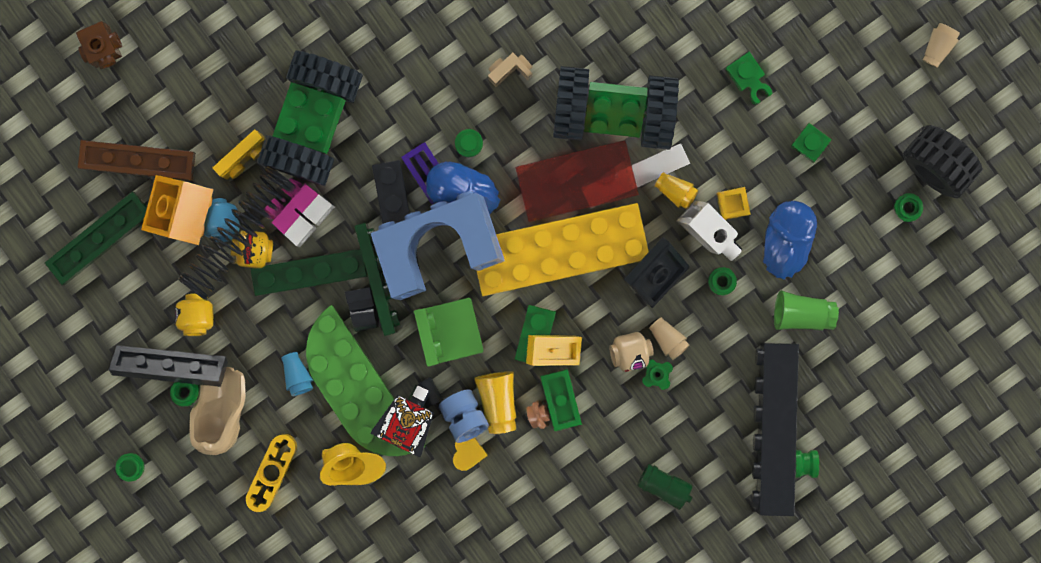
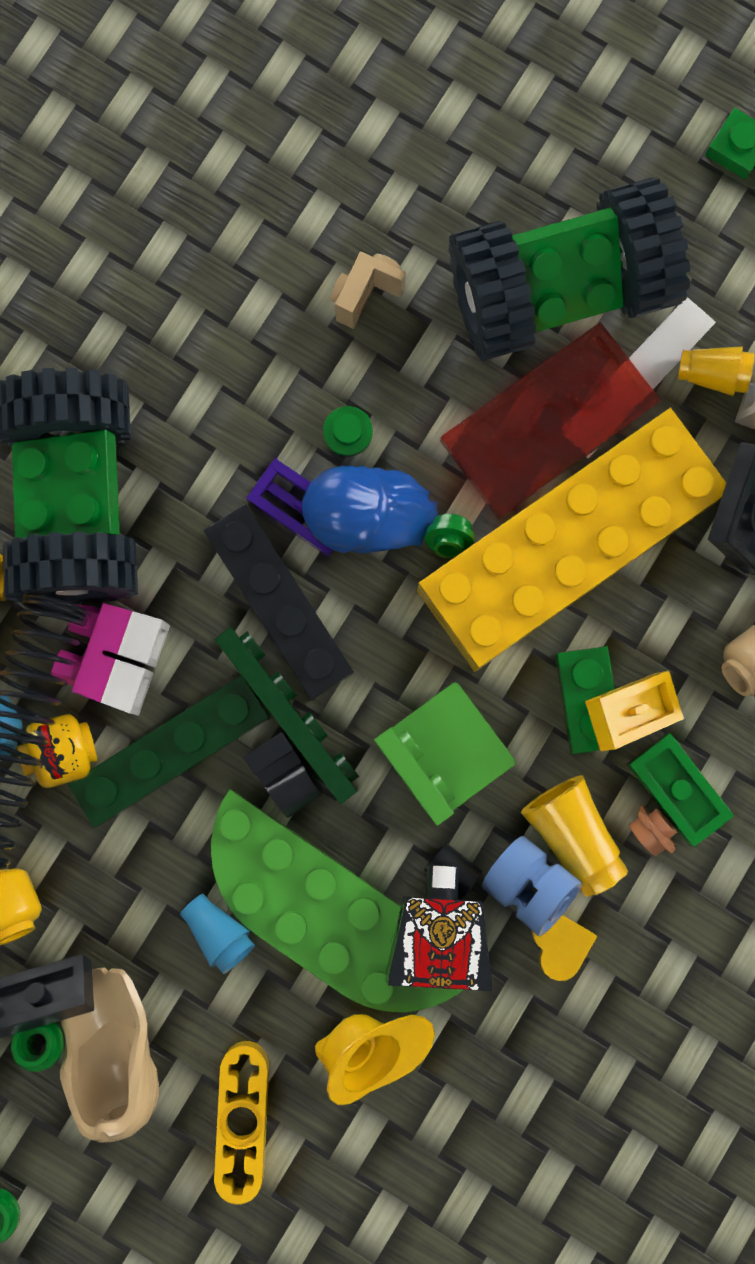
camera: 25 degrees left, 5 degrees down
(398, 242) = (300, 633): medium blue arch -> none
(500, 220) = (449, 535): none -> green plate

